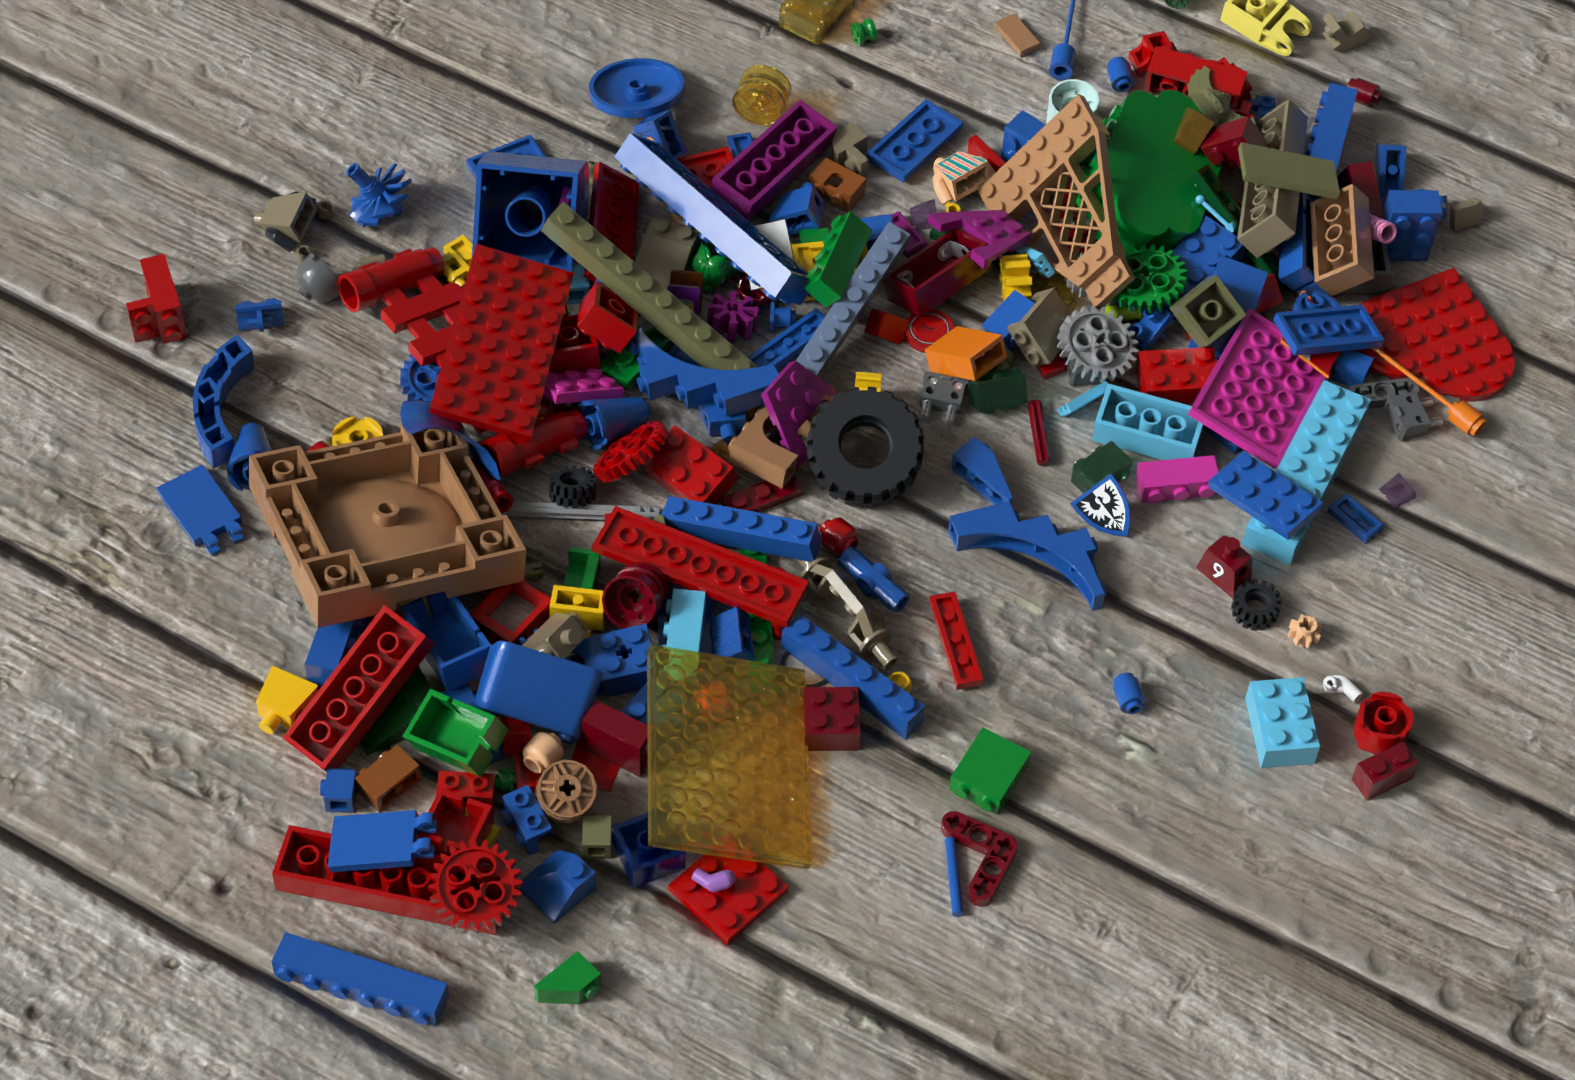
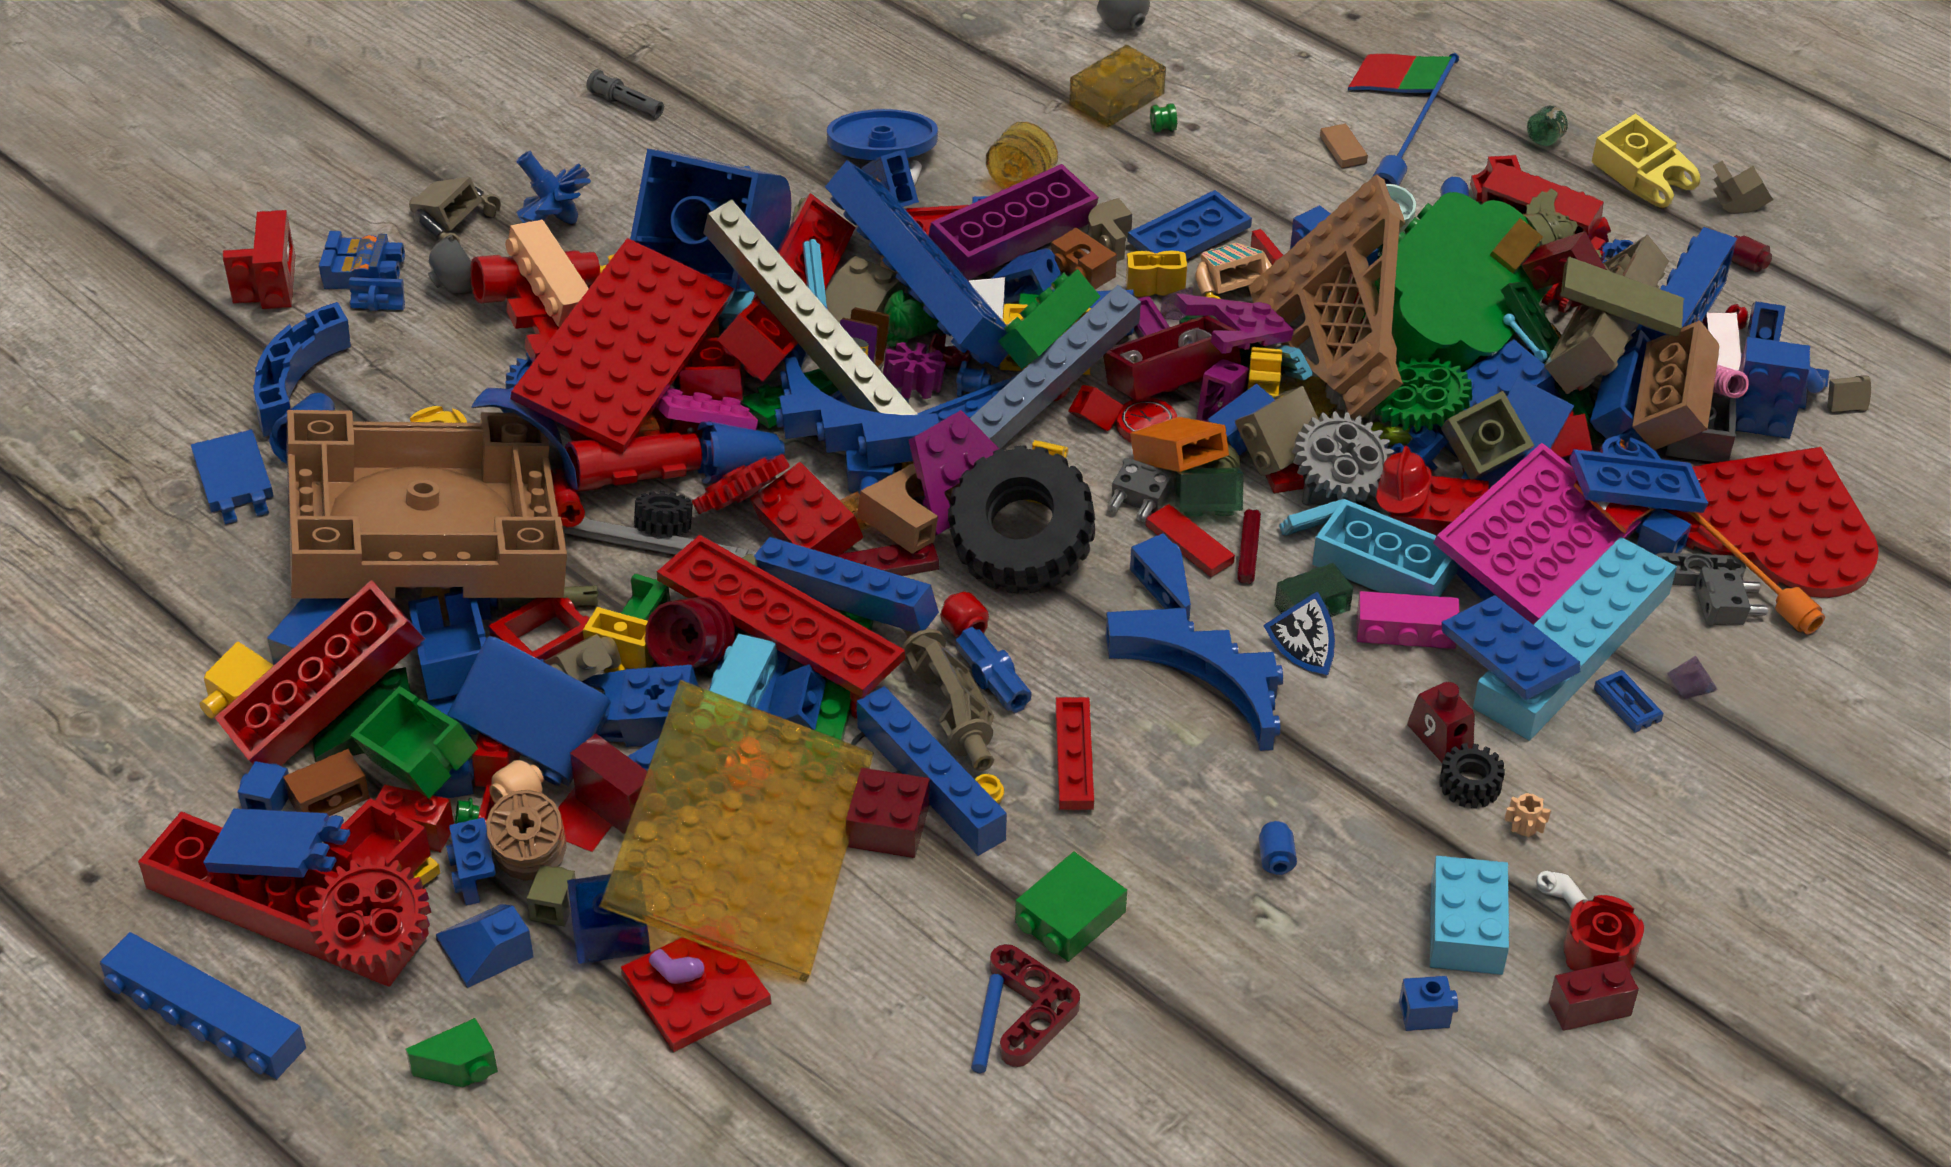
camera: 15 degrees right, 10 degrees down
(233, 283) = (359, 258): none -> blue hips
(391, 74) = (615, 90): none -> dark grey pin
(412, 280) = (546, 268): none -> light nougat brick
(624, 236) = (814, 269): none -> medium azure axle
(901, 190) = (1155, 272): none -> yellow brick
(985, 288) = (1221, 384): none -> magenta torso
(993, 434) = (1191, 539): none -> red tile
(1151, 363) = (1403, 482): none -> red piece
(1268, 799) = (1427, 1003): none -> blue brick
(1359, 158) = (1742, 315): none -> red hinge

